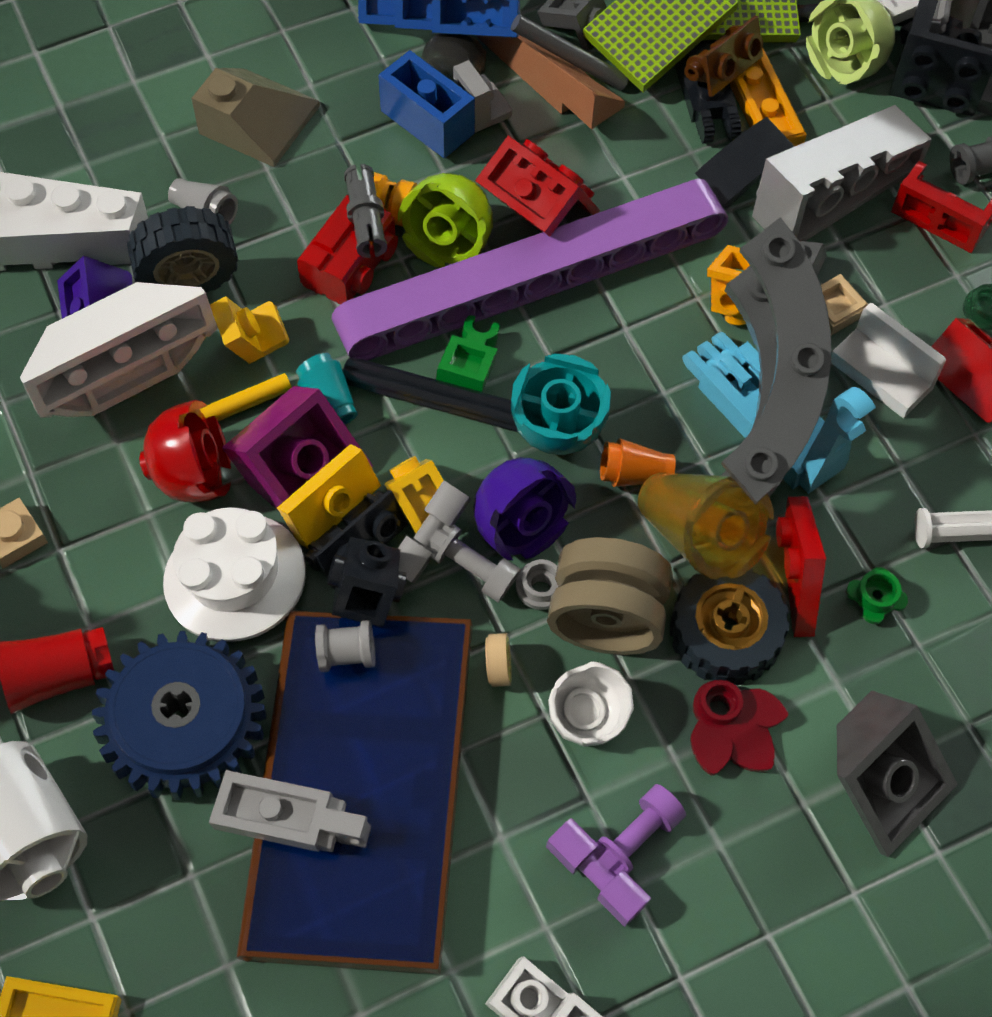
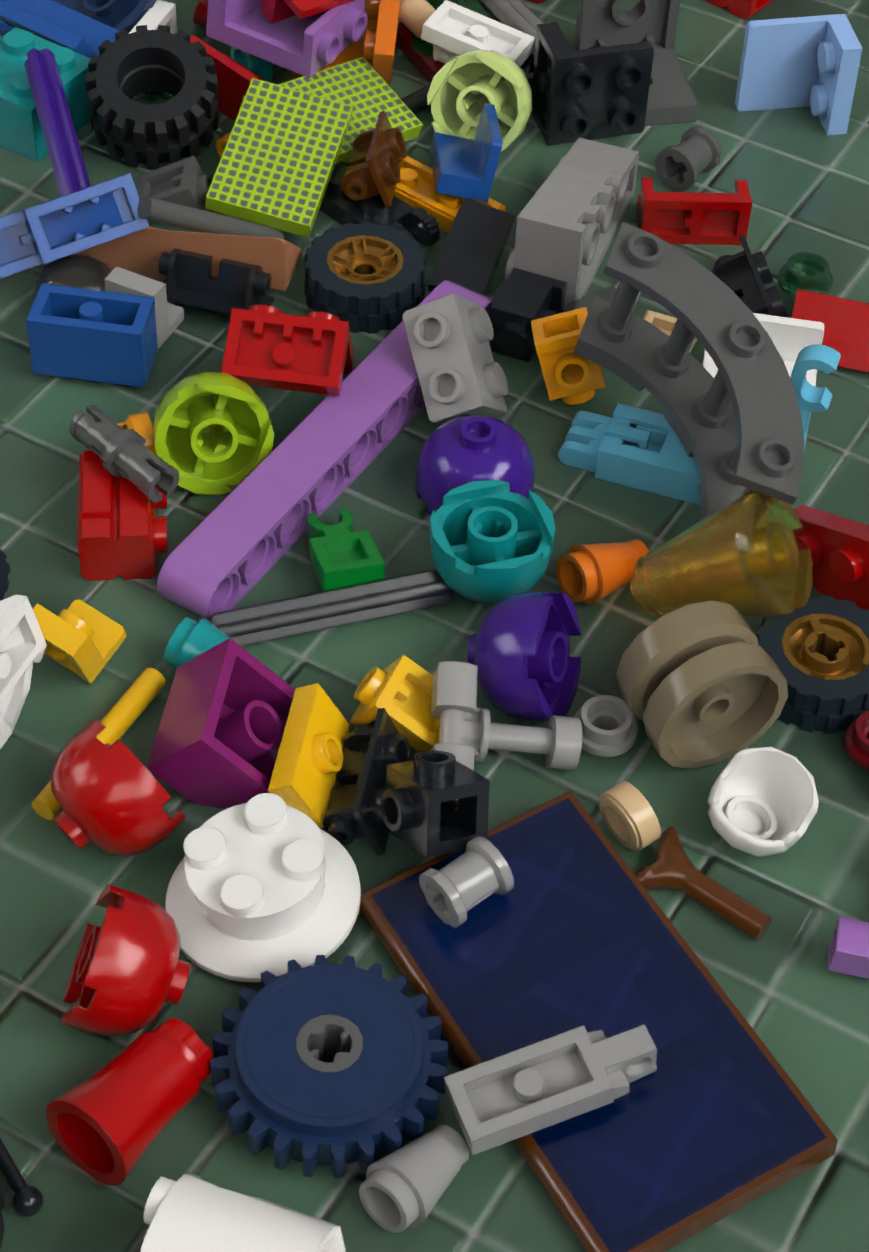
camera: 35 degrees left, 15 degrees down
(106, 577) = (125, 967): none -> red cylinder
(171, 820) = (412, 1179): none -> light grey cone
(504, 717) = (677, 872): none -> reddish brown piece
(552, 113) = (193, 287): none -> black hinge
(613, 338) = (473, 451): none -> dark purple cylinder
(651, 249) = (455, 359): none -> light grey bracket
(655, 144) = (365, 275): none -> black wheel
(737, 225) = (519, 301): none -> black brick
(798, 83) = (467, 165): none -> blue panel
(938, 285) = (746, 278): none -> black hinge

